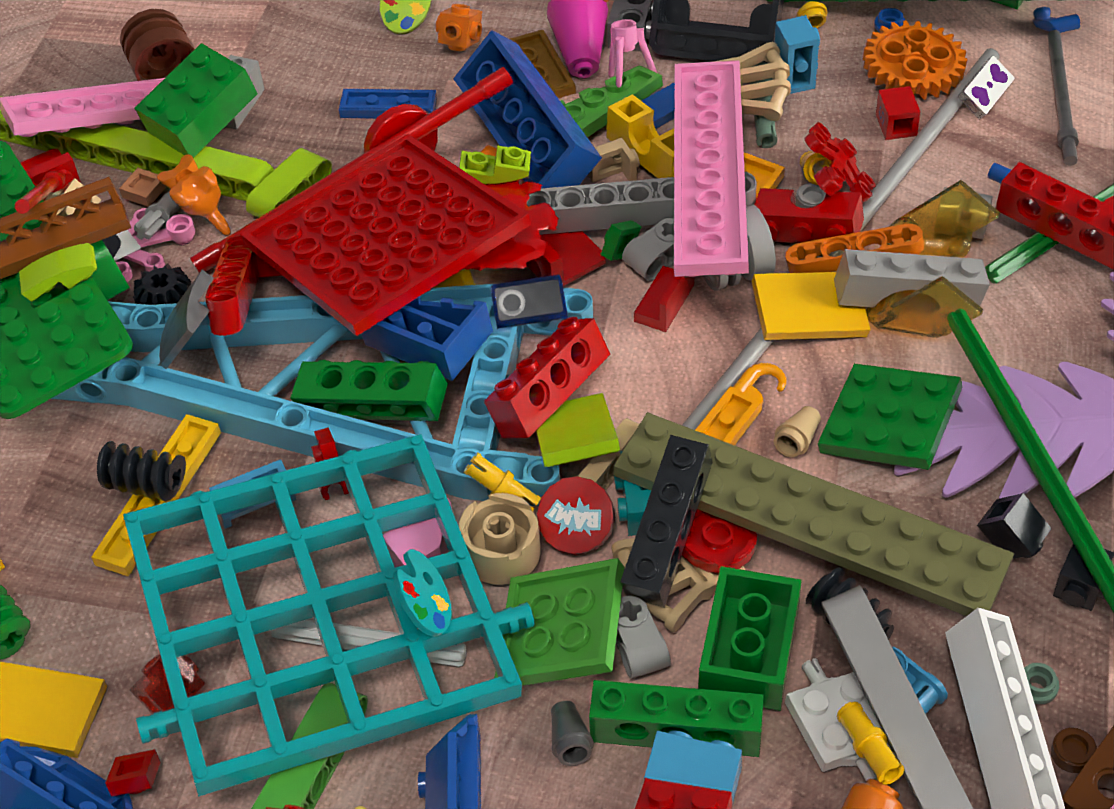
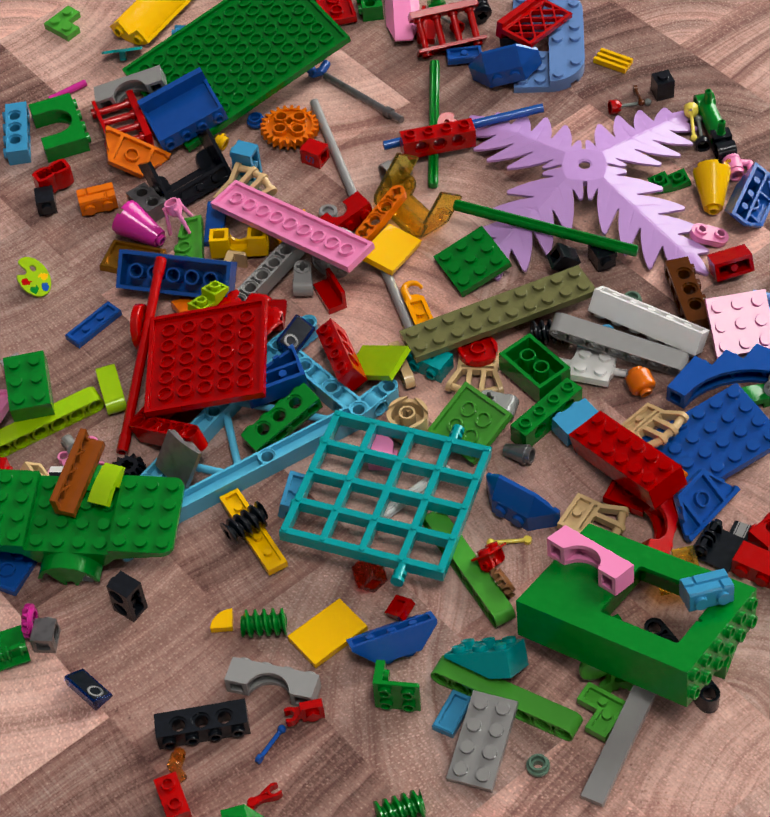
camera: 50 degrees left, 0 degrees up
(51, 182) = (50, 465): red bar -> none
(142, 187) = (44, 446): nougat plate -> none
(195, 191) = (72, 422): orange animal -> none
(325, 450) = (303, 451): red plate -> none
(423, 602) = (425, 450): teal piece -> none
(459, 27) = (79, 266): orange brick -> none
(498, 480) = (380, 400): yellow pin -> none
(576, 515) = (421, 385): tile -> none
(618, 237) = (284, 288): green plate -> none
(667, 520) = (464, 353): black brick -> none
(797, 432) = (449, 296): tan cone -> none
(812, 163) = (319, 197): yellow cone -> none
(842, 163) = (340, 192): red plant -> none
(870, 743) = (616, 358): yellow pin -> none
(872, 275) = (404, 216): light grey arch -> none
(986, 87) = (332, 116): tile -> none
(1072, 749) = (668, 306): reddish brown tile -> none

